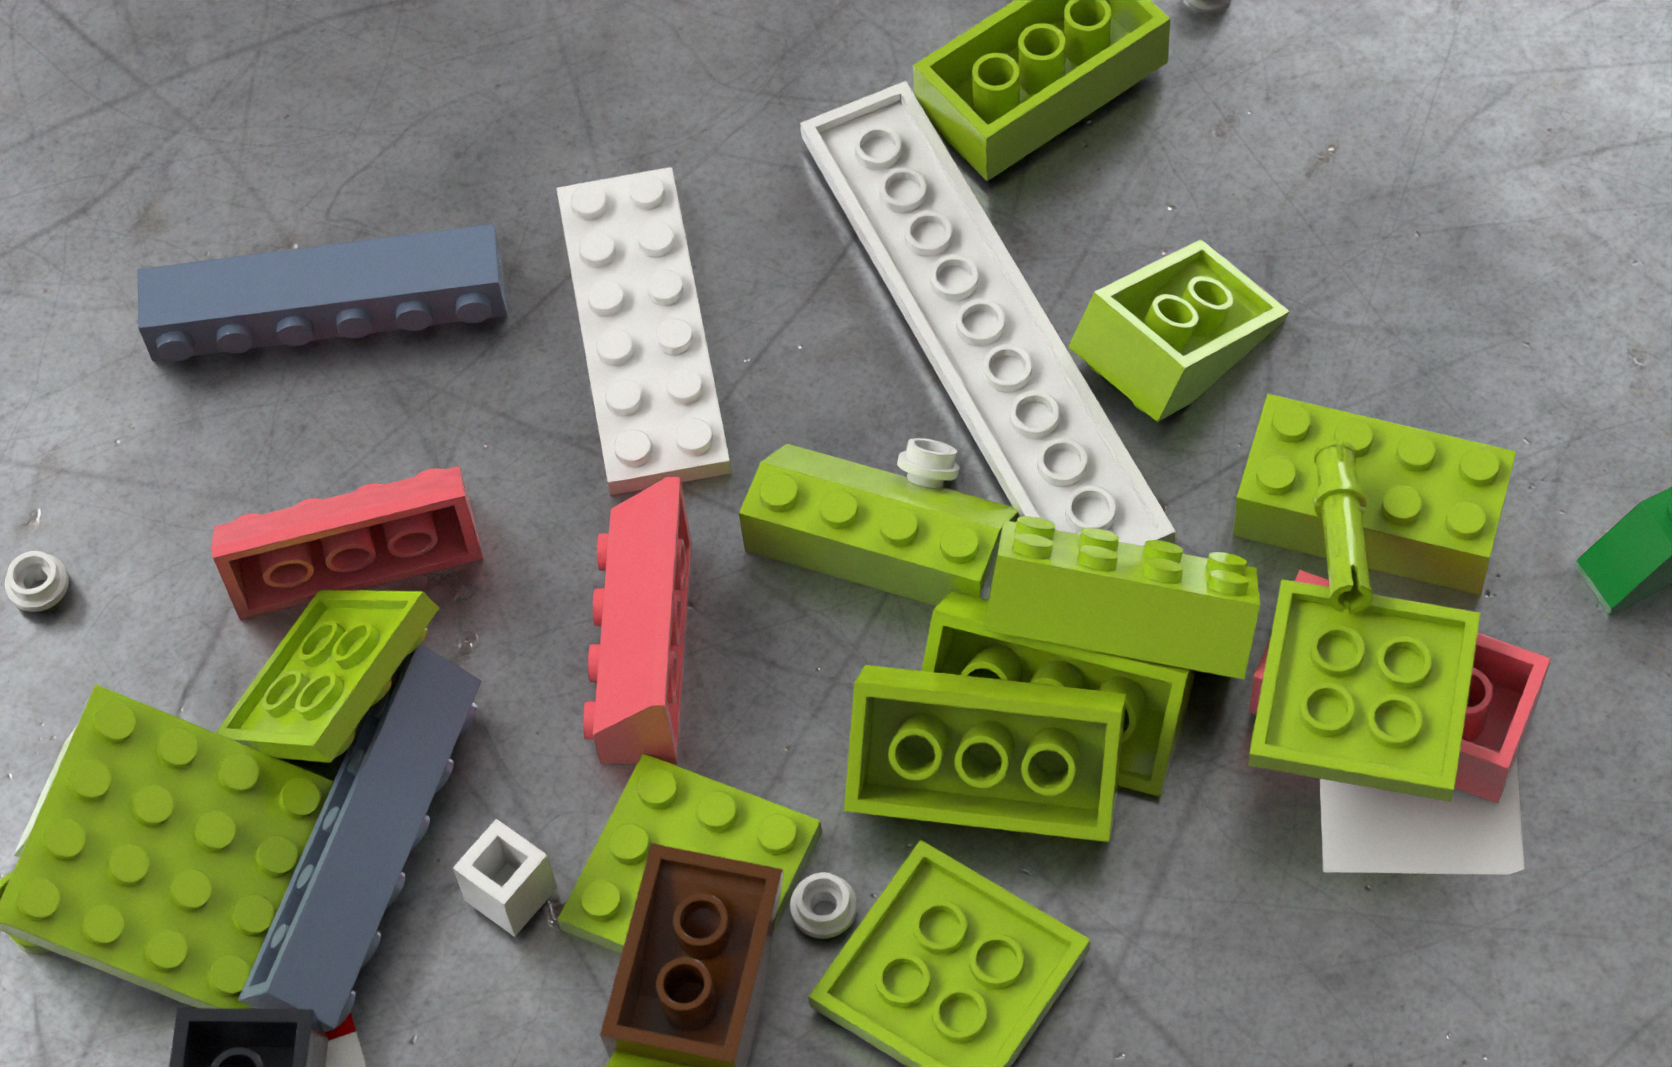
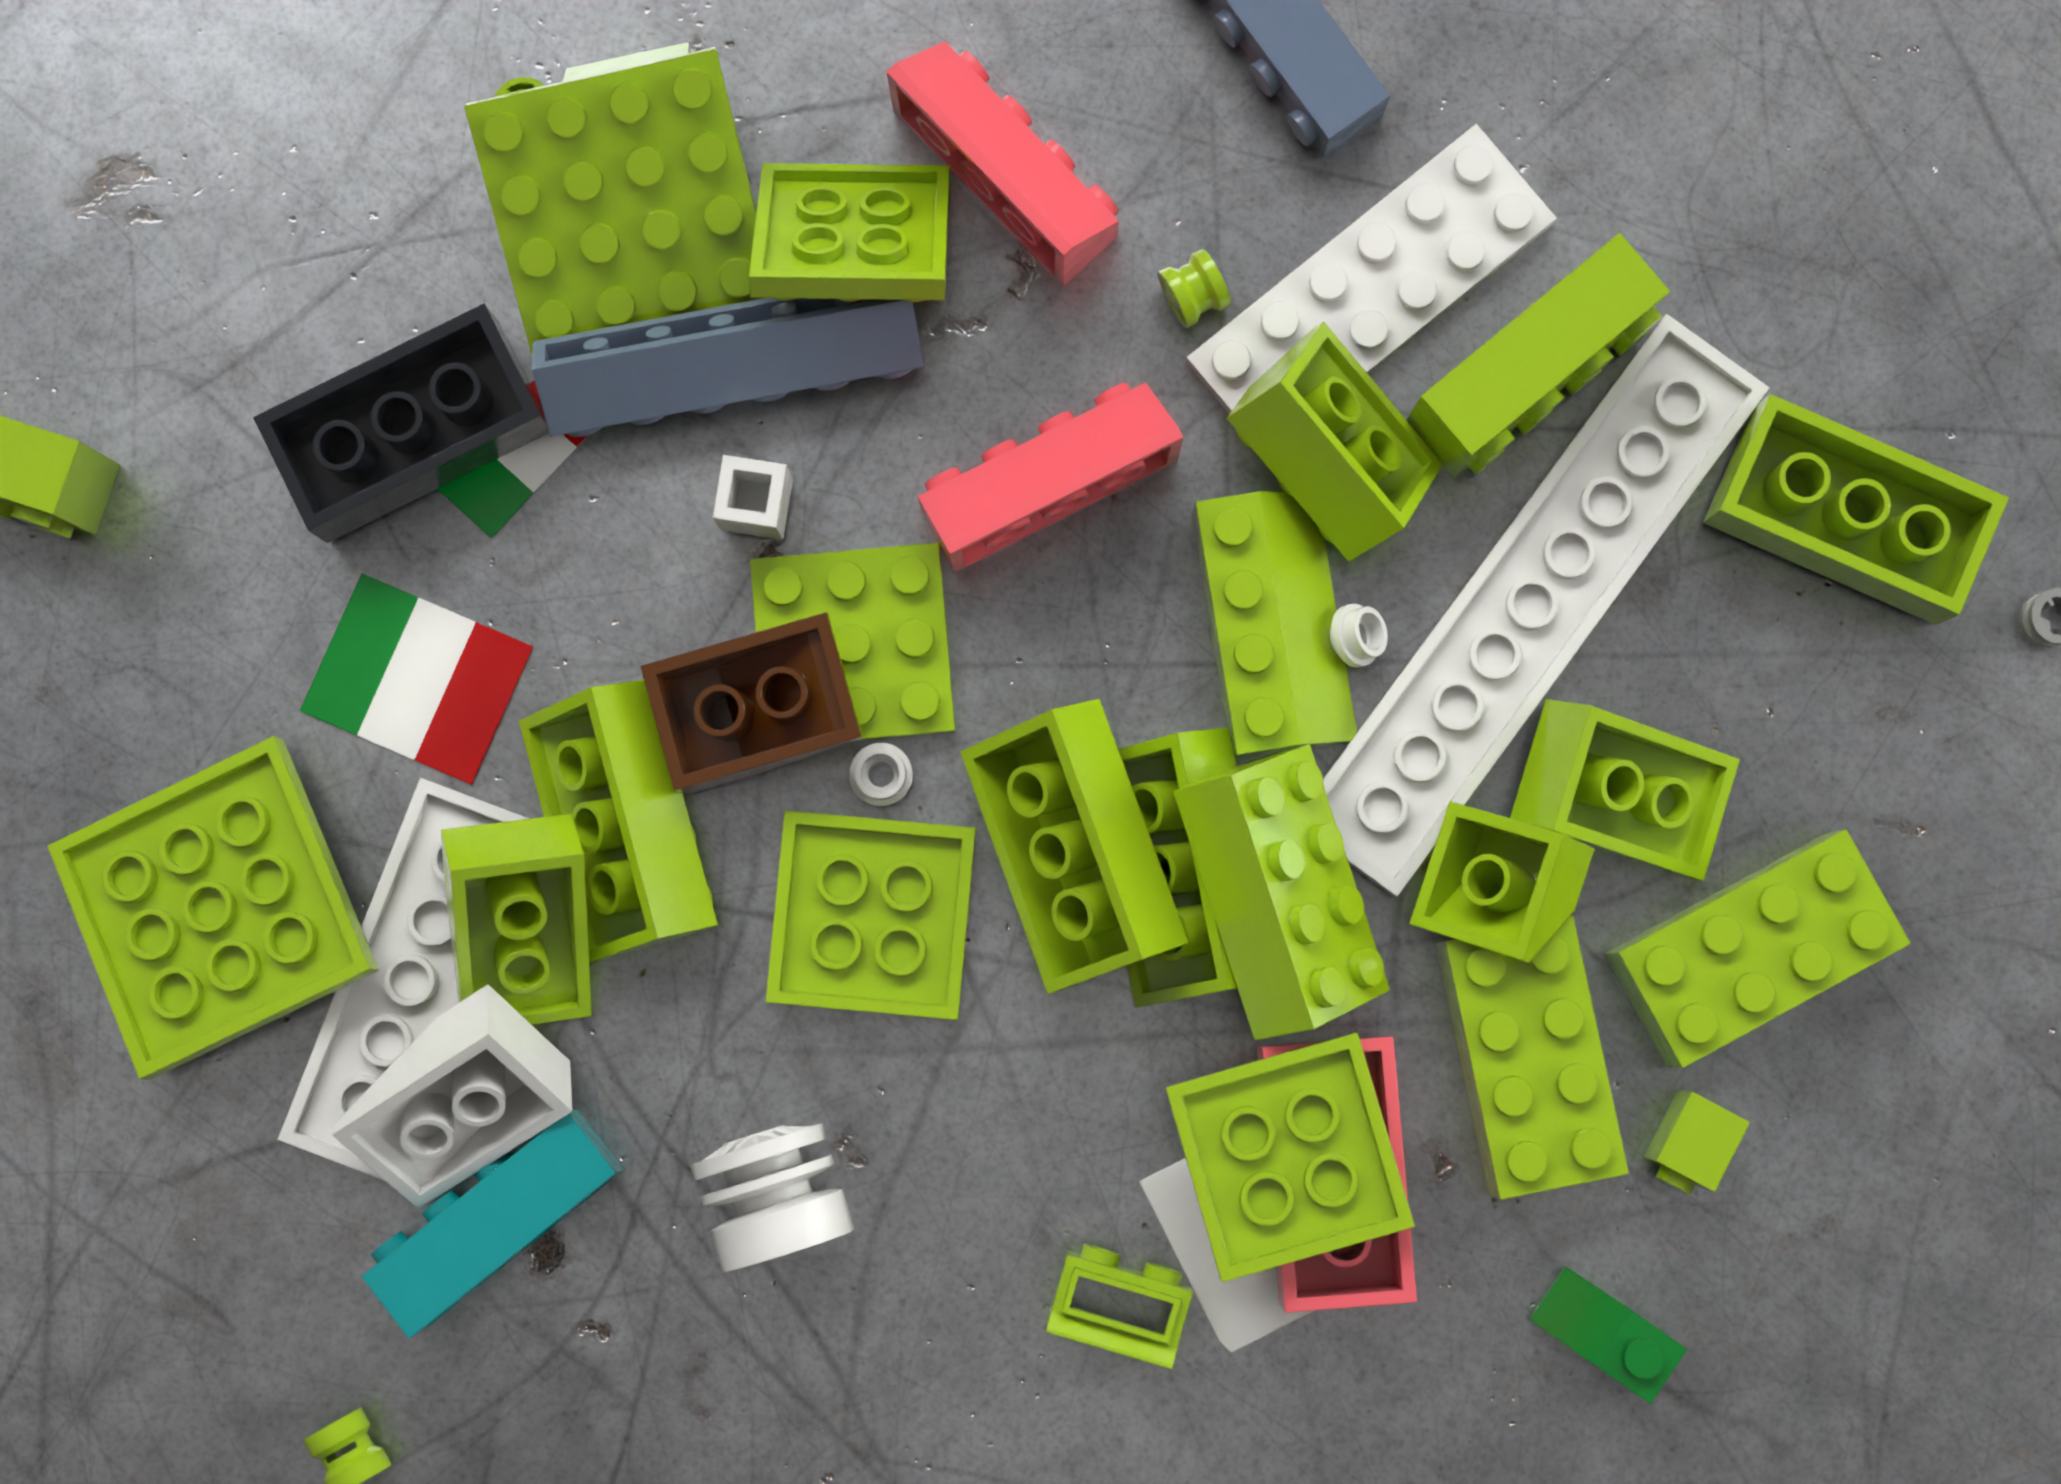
camera: 60 degrees right, 25 degrees up
(553, 448) = (1194, 288): none -> lime wheel
(757, 397) = (1336, 443): none -> lime slope
(782, 218) = (1546, 348): none -> lime brick
(1204, 432) = (1500, 882): none -> lime slope
(1341, 506) = (1464, 1049): lime pin -> none
(1369, 291) = (1757, 949): none -> lime brick
(1452, 948) = (1110, 1334): none -> lime window
(1513, 405) = (1695, 1143): none -> lime brick

